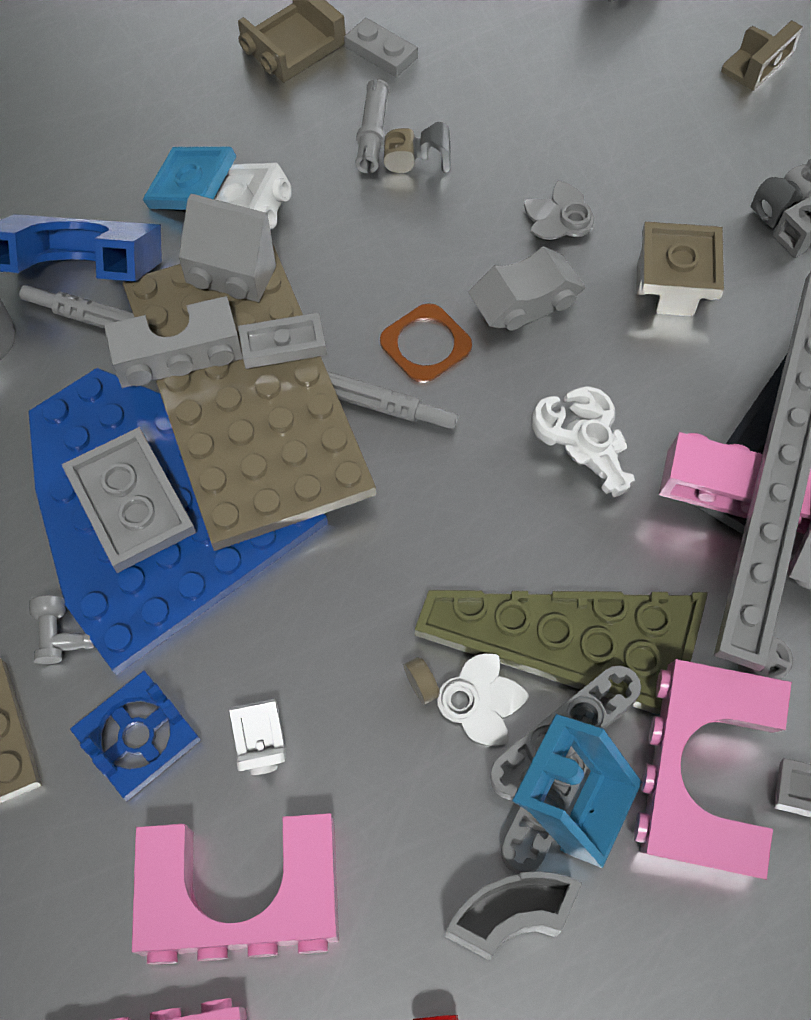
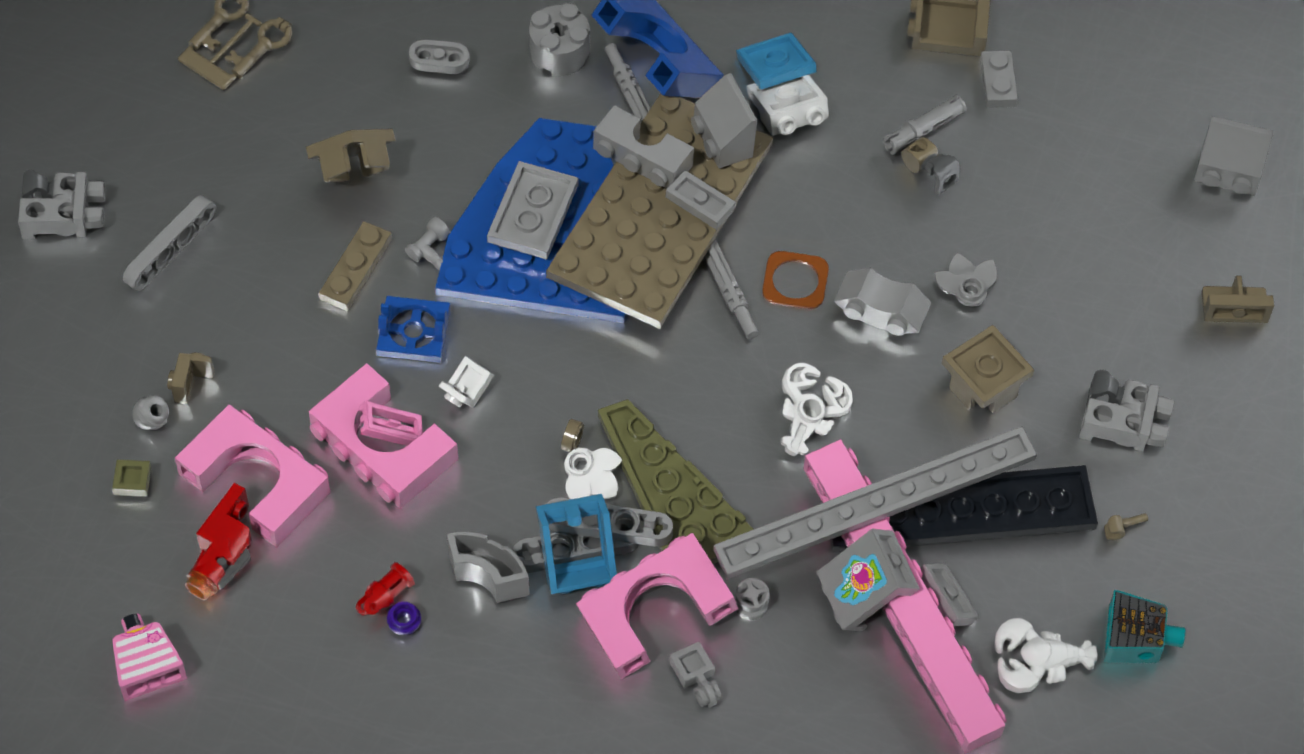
camera: 45 degrees right, 5 degrees down
(212, 889) = (391, 429): none -> bright pink tile

